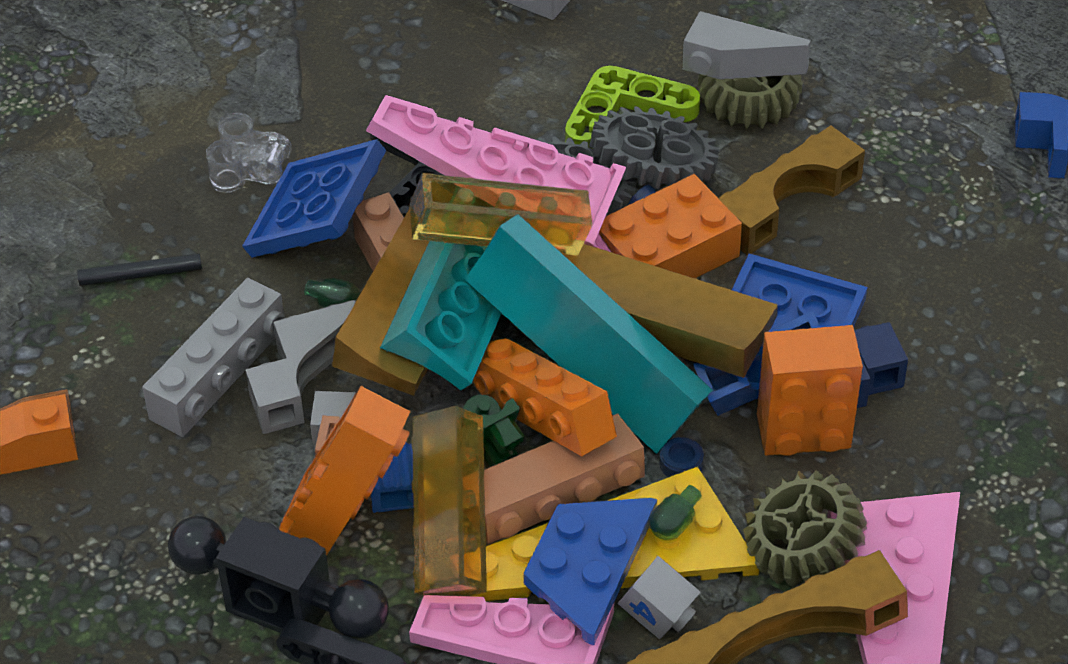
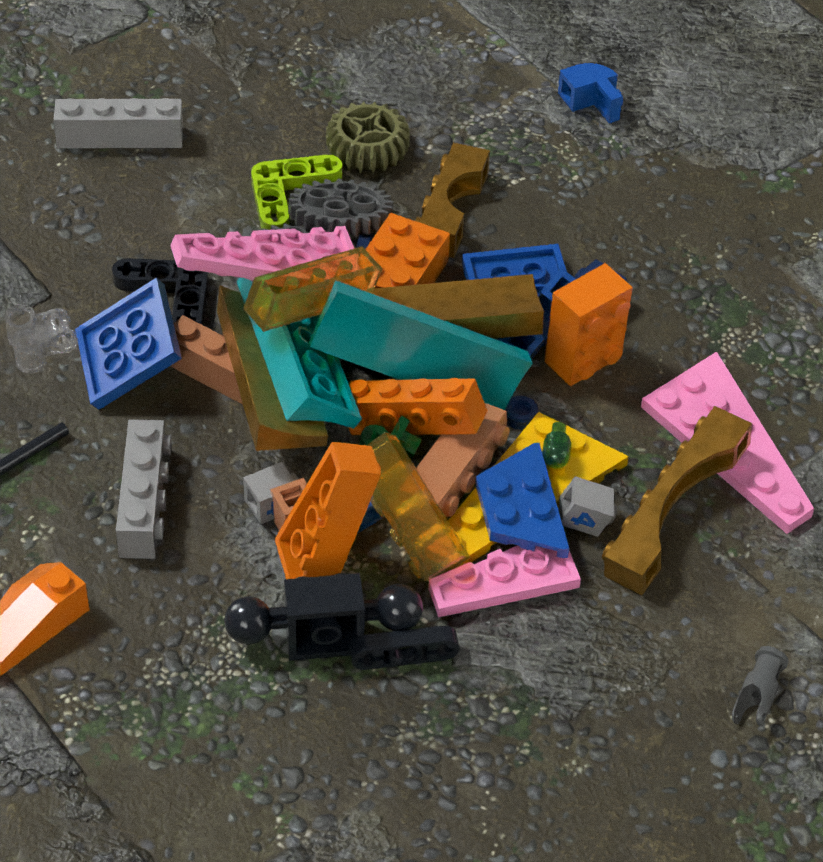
camera: 35 degrees left, 0 degrees up
(305, 350) = (198, 455): light grey arch -> none
(332, 291) = (190, 407): clear green cylinder -> none
(741, 50) = (356, 113): light grey slope -> none
(796, 517) = (667, 409): olive gear -> none

